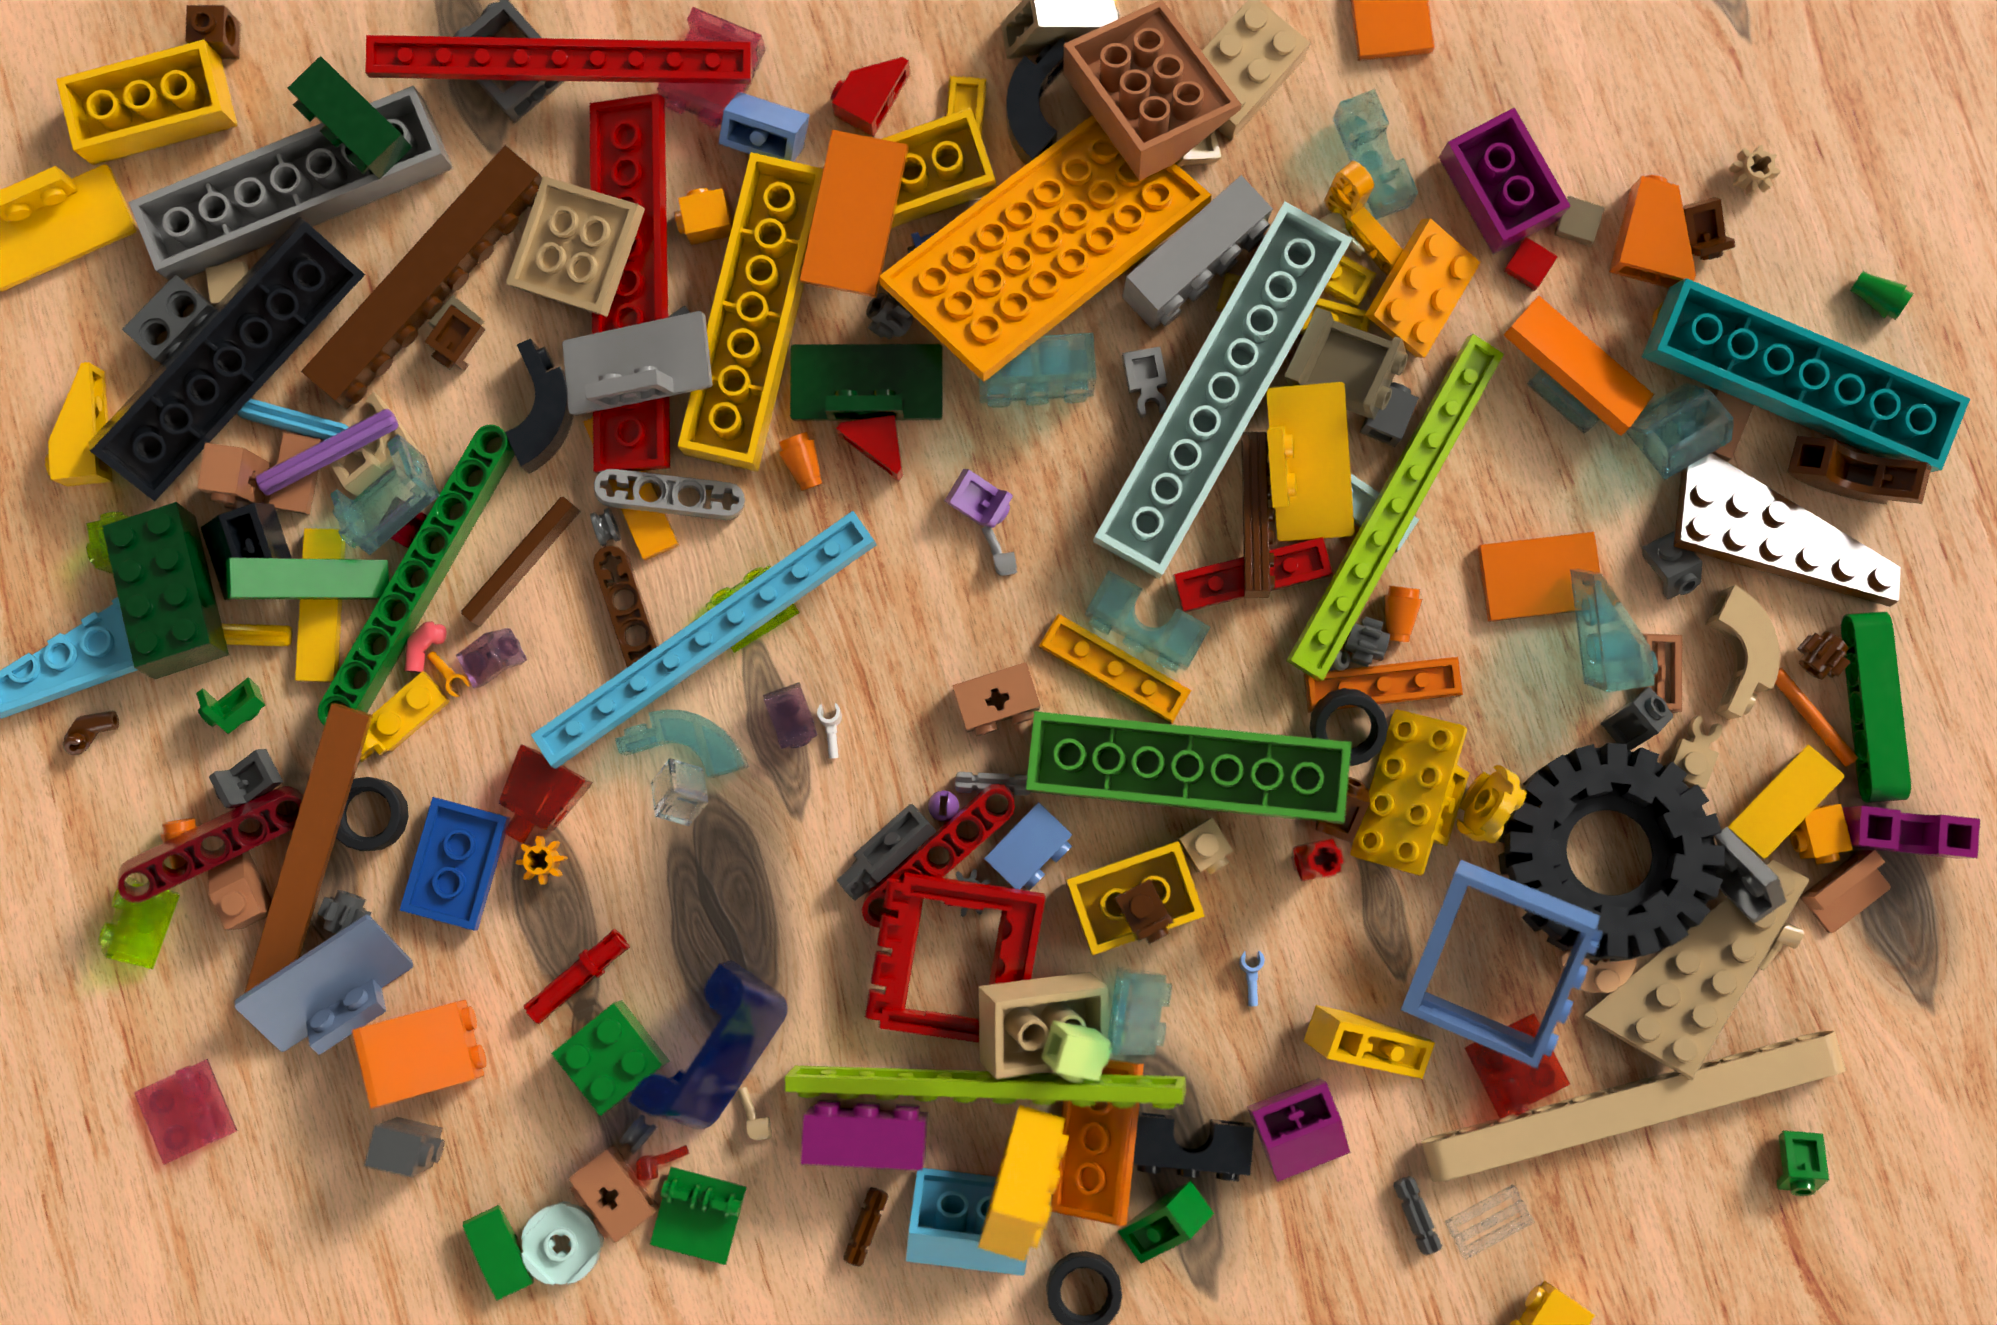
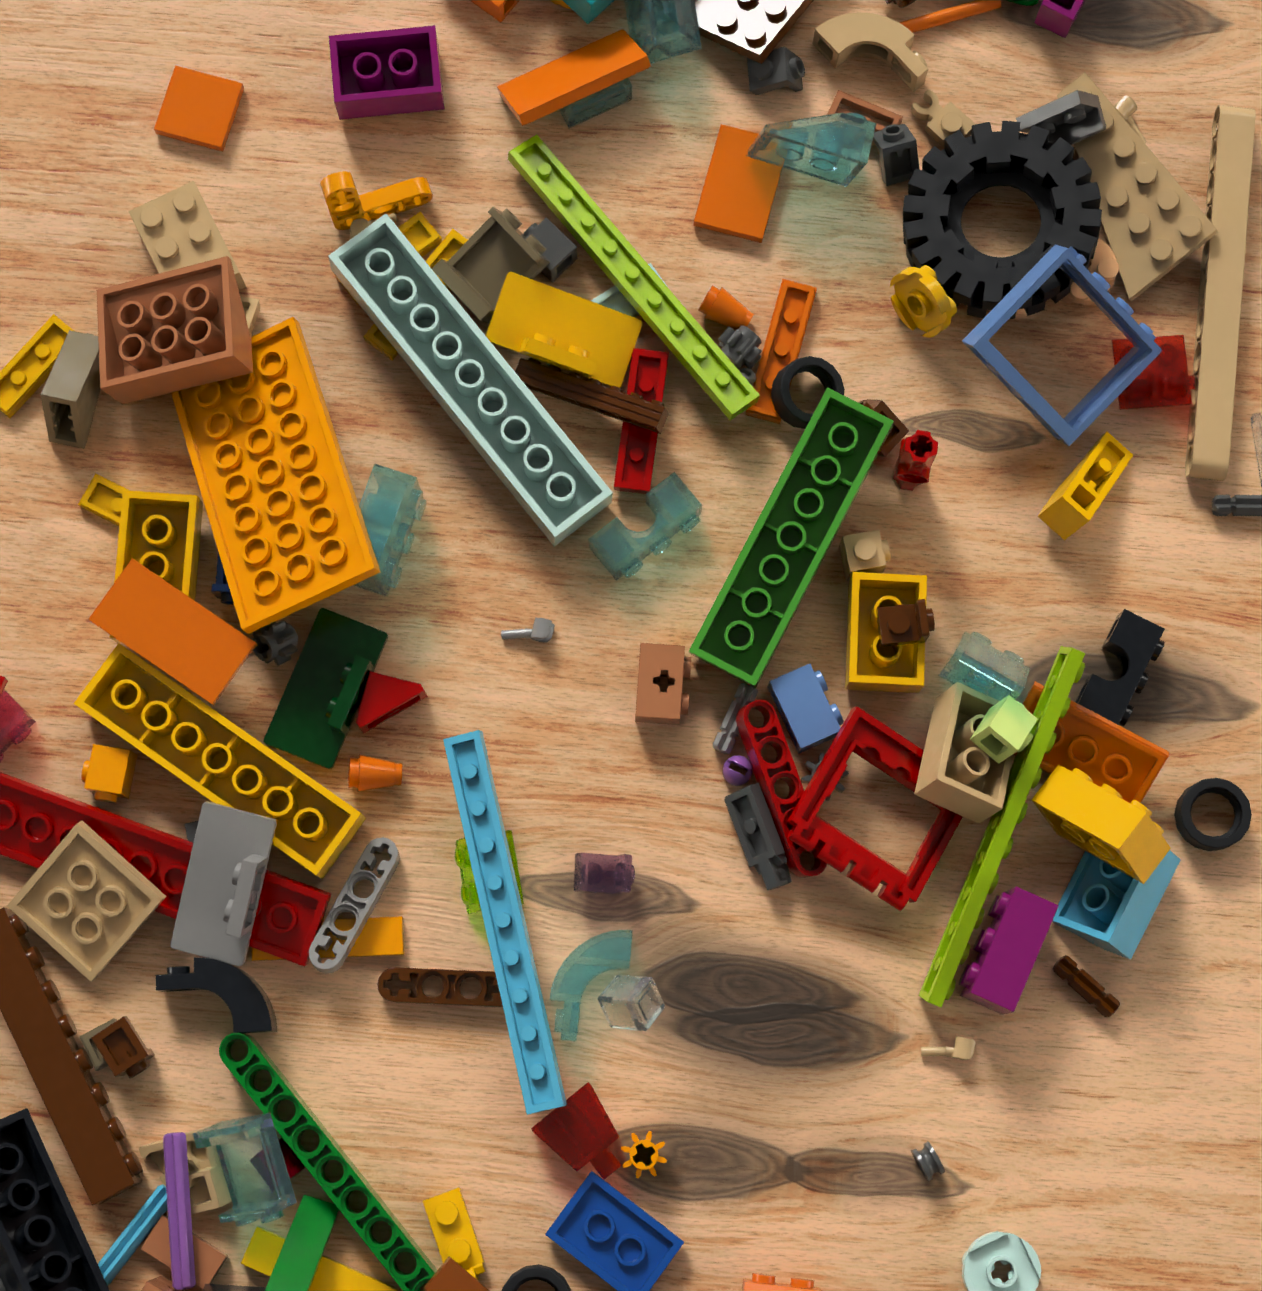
camera: 70 degrees left, 5 degrees down
(419, 642) = (393, 1192): coral arm -> none
(447, 673) = (433, 1178): light orange hand -> none
(490, 656) = (435, 1130): bracket -> none
(520, 561) = (358, 1067): reddish brown tile -> none
(588, 966) = (760, 1155): red pin -> none
(605, 527) = (359, 976): dark grey bush -> none
(610, 1057) = (850, 1158): green brick -> none
(629, 1208) = (990, 1188): nougat brick -> none
(648, 1164) = (959, 1165): clear red hand -> none
(698, 1215) = (1021, 1134): green hinge -> none
(749, 1022) = (919, 1089): clear blue windscreen -> none
(763, 127) = (53, 686): medium blue brick -> none
(831, 730) = (629, 844): white hand -> none
(869, 94) = (63, 581): red slope -> none
(979, 499) = (476, 628): medium lavender bracket -> none
(1025, 123) = (150, 454): black arch -> none
(1114, 668) = (675, 572): light orange tile -> none
(1145, 374) = (424, 440): light grey plate -> none
(1166, 1222) = (1179, 718): green slope -> none
(1197, 253) = (337, 347): light grey brick -> none
(1252, 977) = (990, 562): light blue hand -> none
(1299, 1129) = (1138, 572): magenta slope -> none
(1364, 135) = (291, 171): clear light blue arch -> none
(1413, 793) = (885, 362): yellow bracket -> none
(1423, 288) = (450, 176): light orange plate -> none
(1530, 263) = (466, 82): red tile -> none
(1580, 221) = (449, 26): dark tan tile -> none
(1786, 802) = (1012, 63): yellow panel -> none
(1822, 835) = (1049, 48): light orange brick -> none
(1847, 890) = (1104, 48): nougat panel -> none

